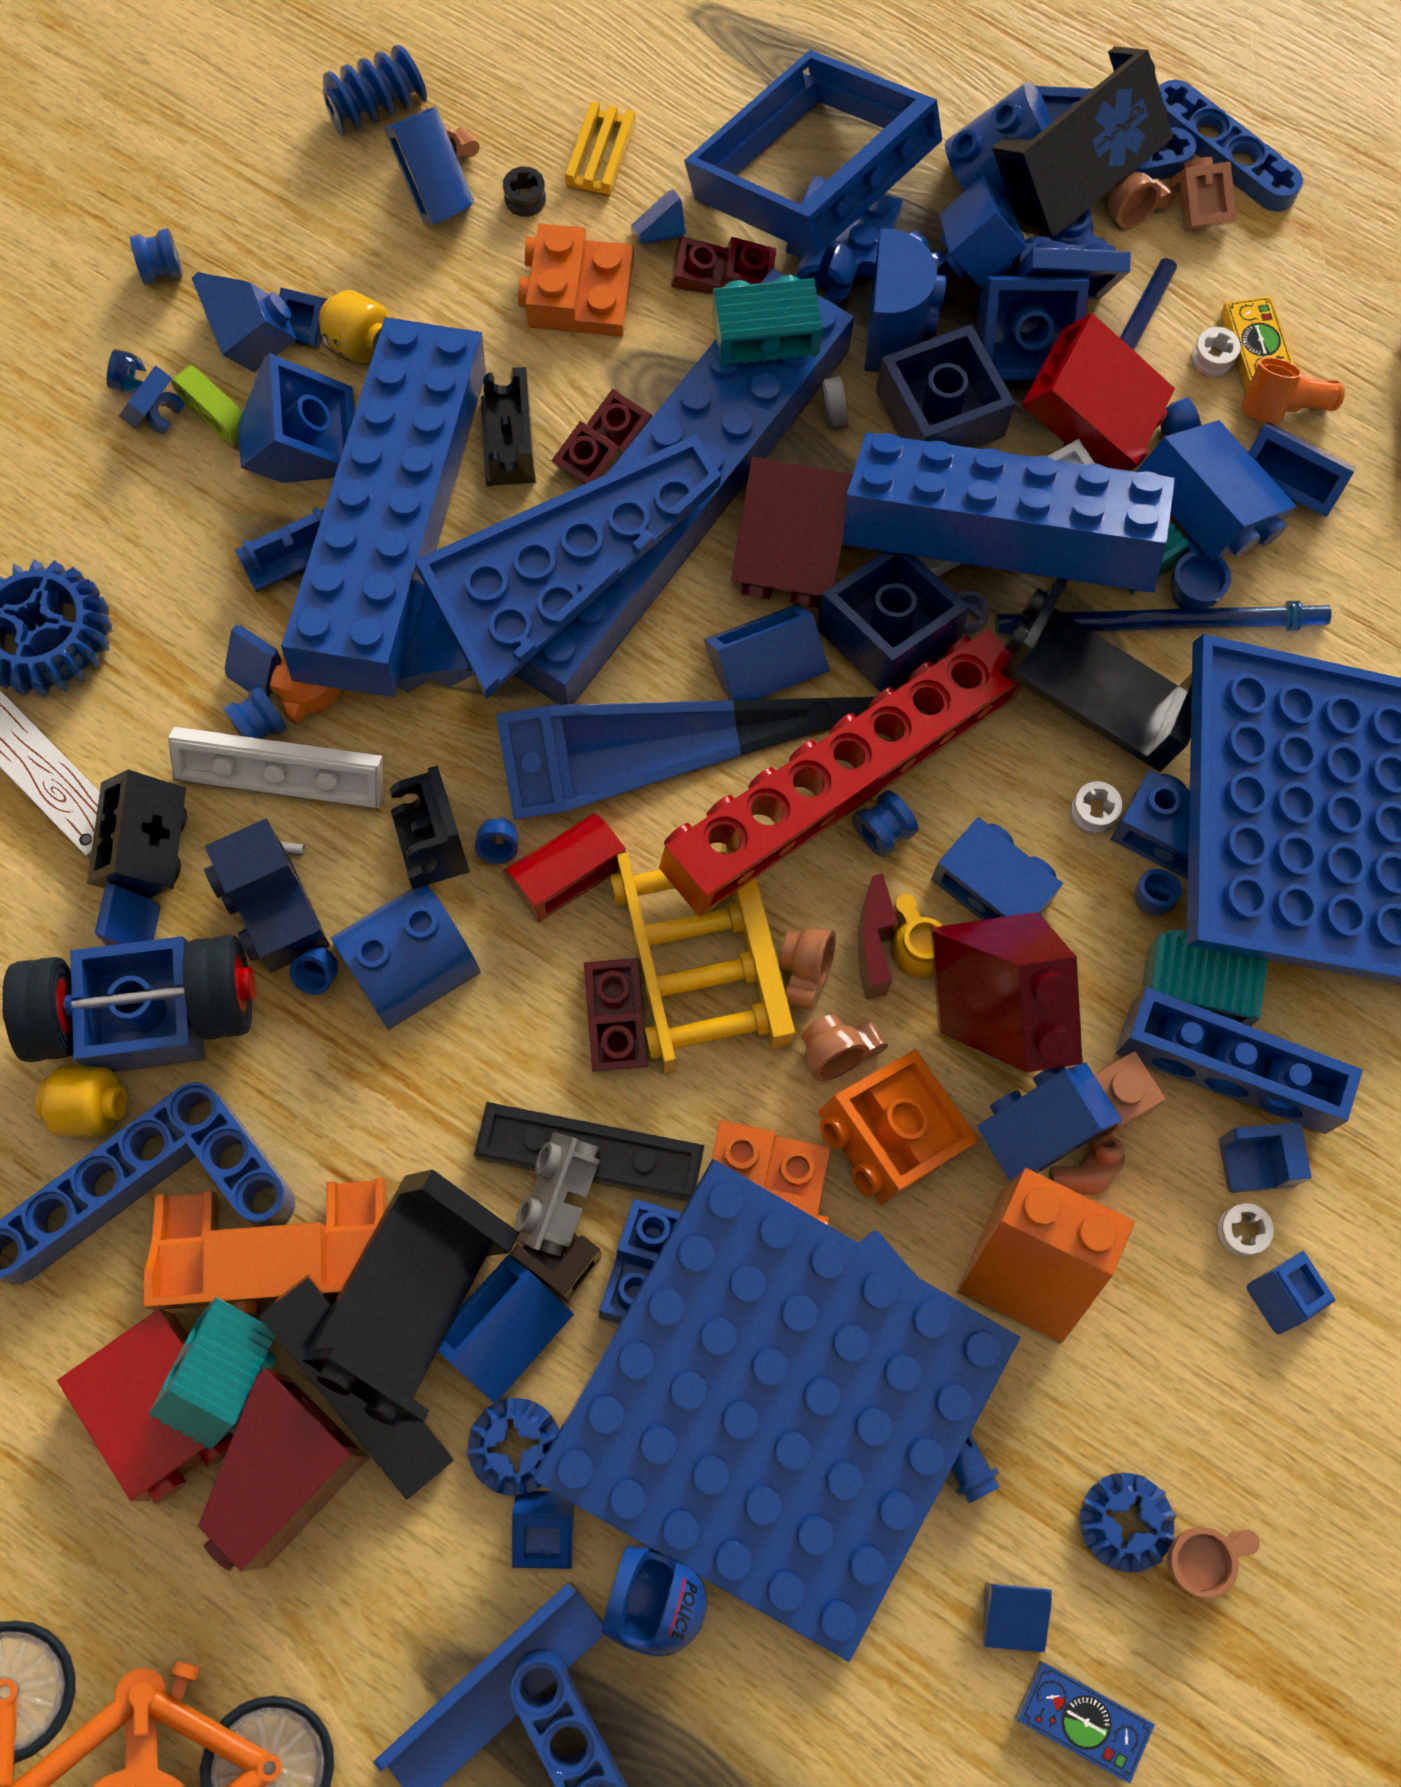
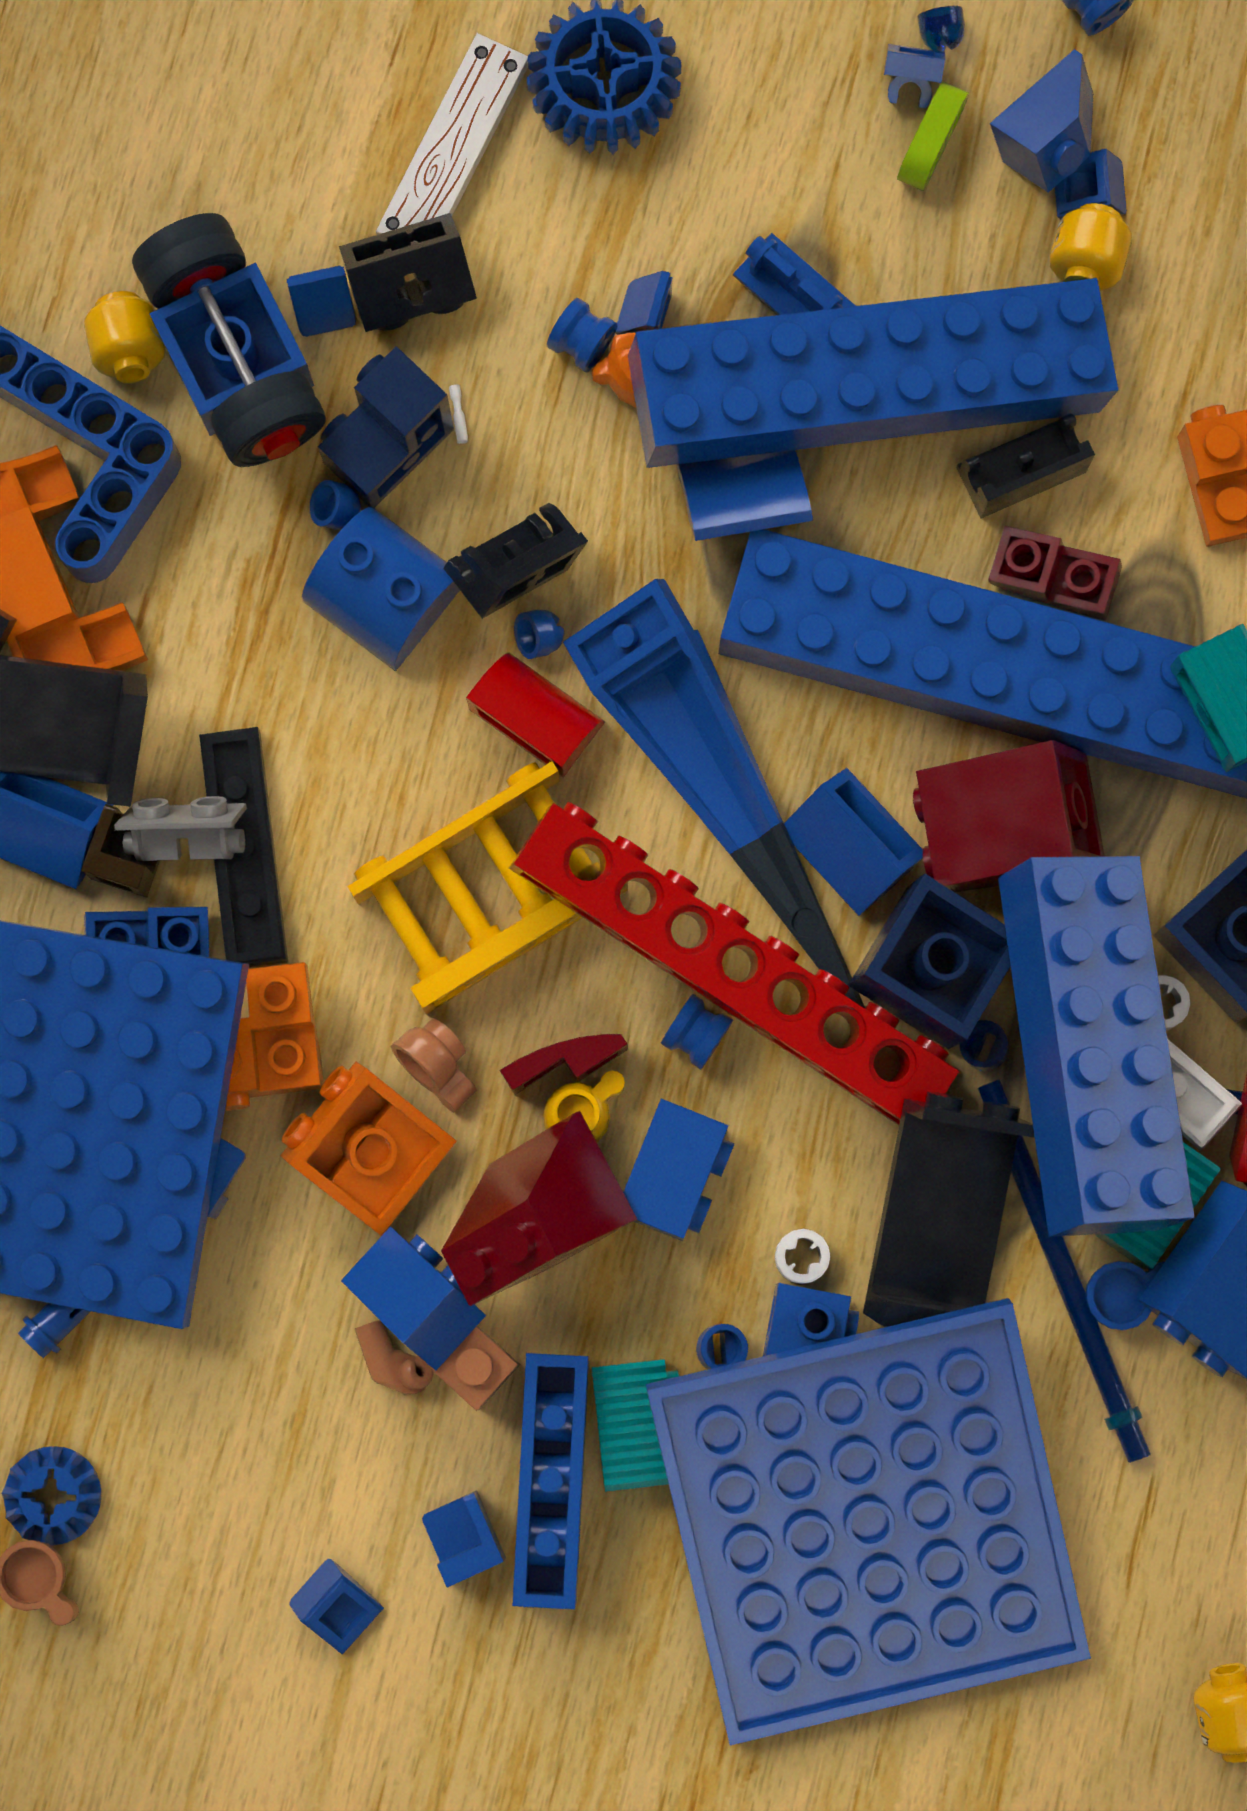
camera: 75 degrees right, 10 degrees up
(276, 767) = (534, 380): white tile -> none
(294, 422) = (943, 234): blue slope -> none
(538, 570) = (831, 561): blue wing -> none
(615, 1014) = (391, 821): dark red slope -> none
(809, 960) = (514, 1002): nougat piece -> none
(834, 402) = (1198, 813): light grey tile -> none
(1045, 1255) = (276, 1330): orange slope -> none
(1256, 1243) = (377, 1558): white bush -> none

